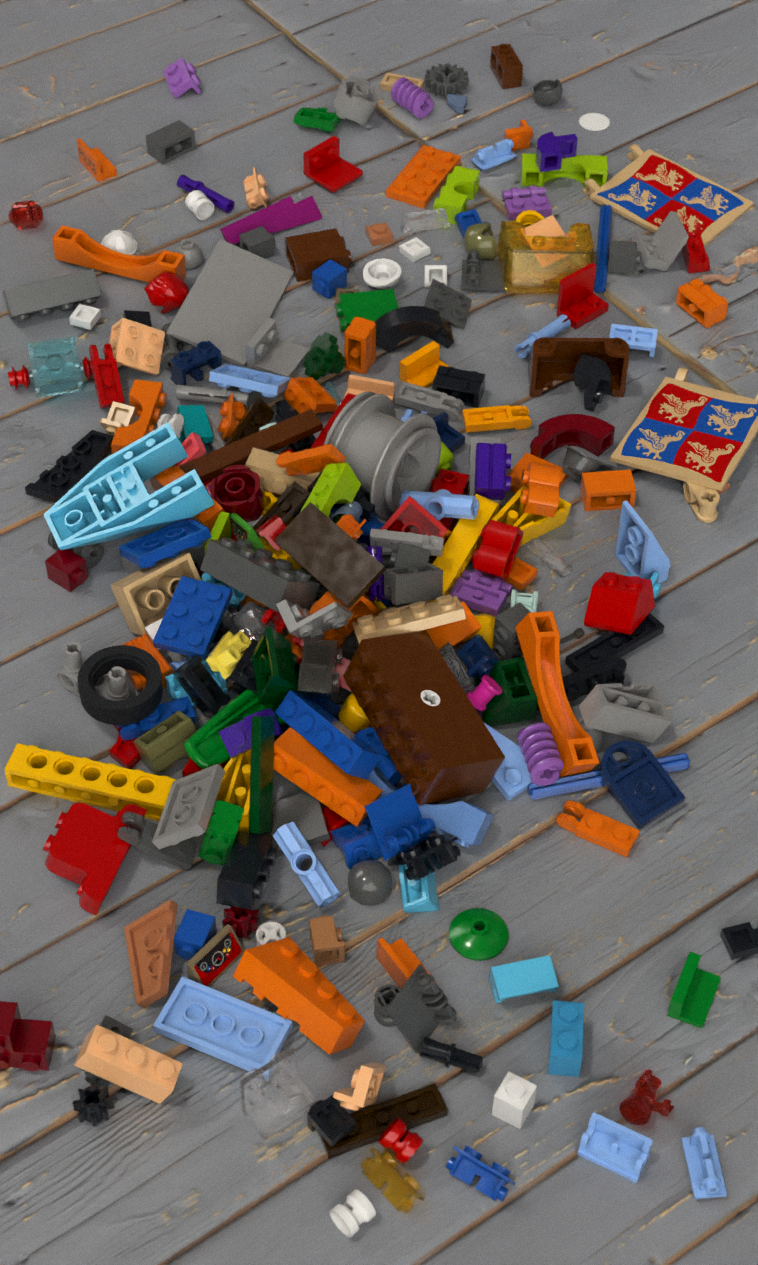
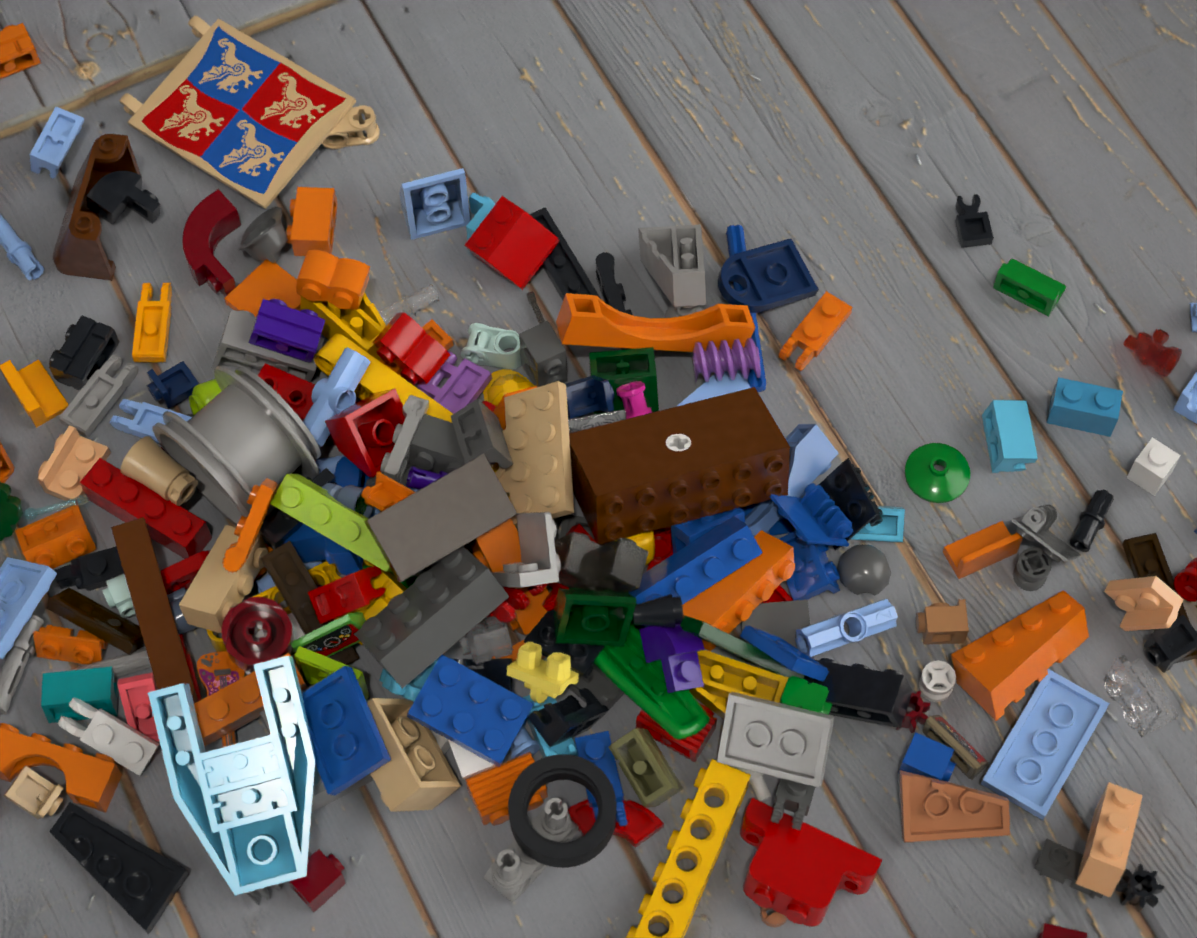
camera: 80 degrees left, 15 degrees up
(264, 805) = (784, 653): none -> blue tile
(279, 705) = (659, 612): none -> black cone

